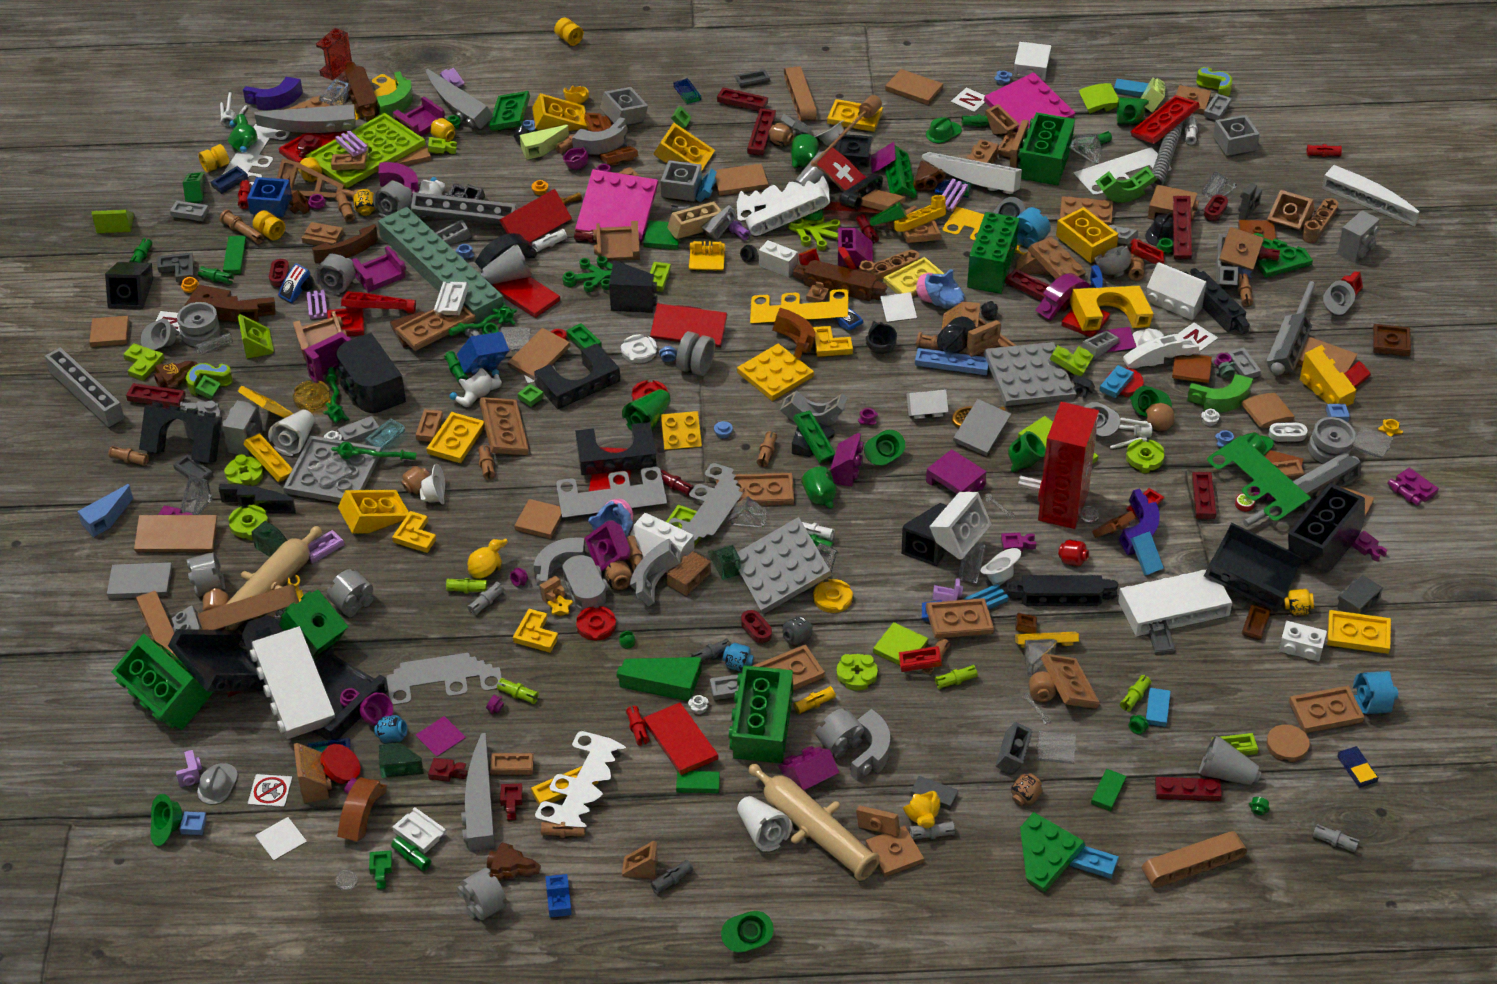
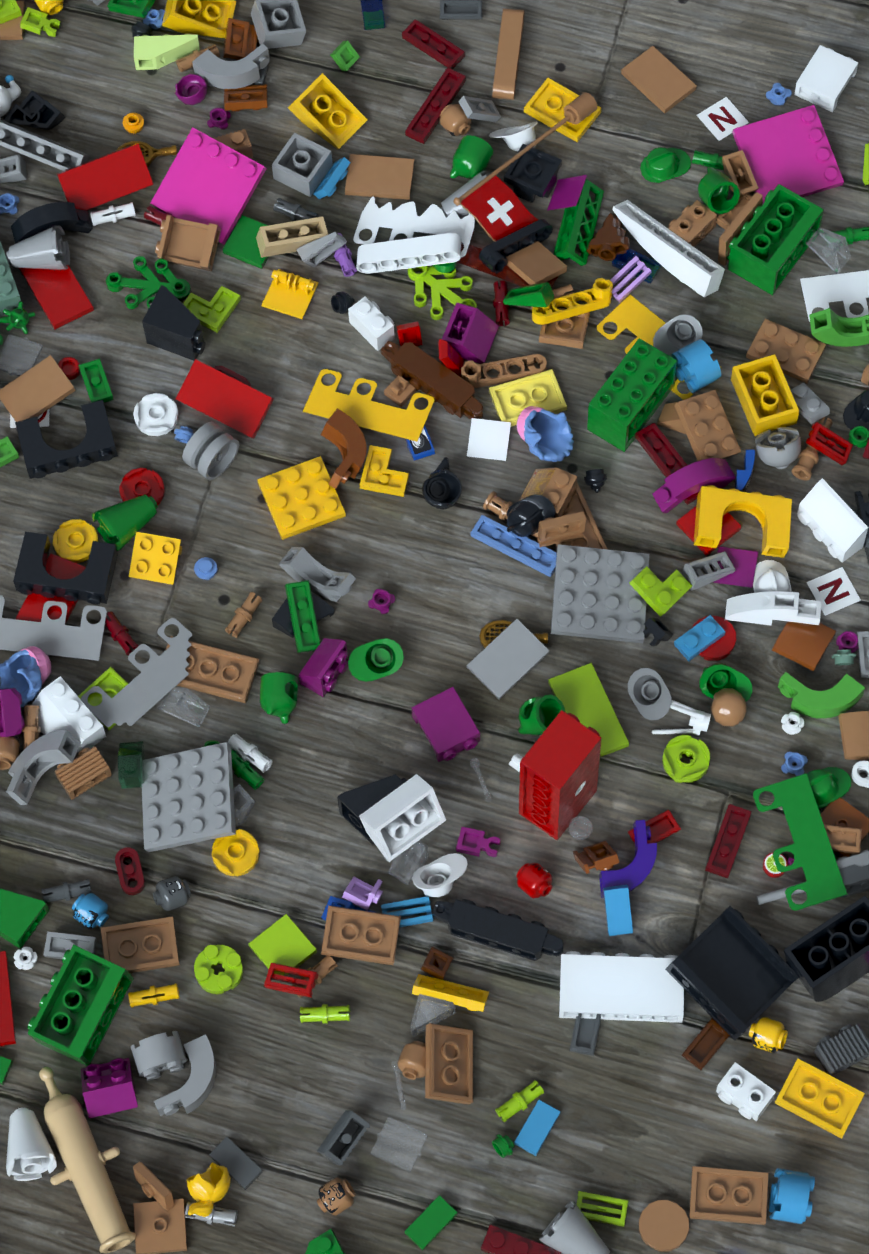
camera: 20 degrees right, 20 degrees up
(613, 435) = (74, 540): none -> yellow tile
(927, 403) = (455, 605): white brick -> none
(988, 130) = (714, 191): none -> green piece

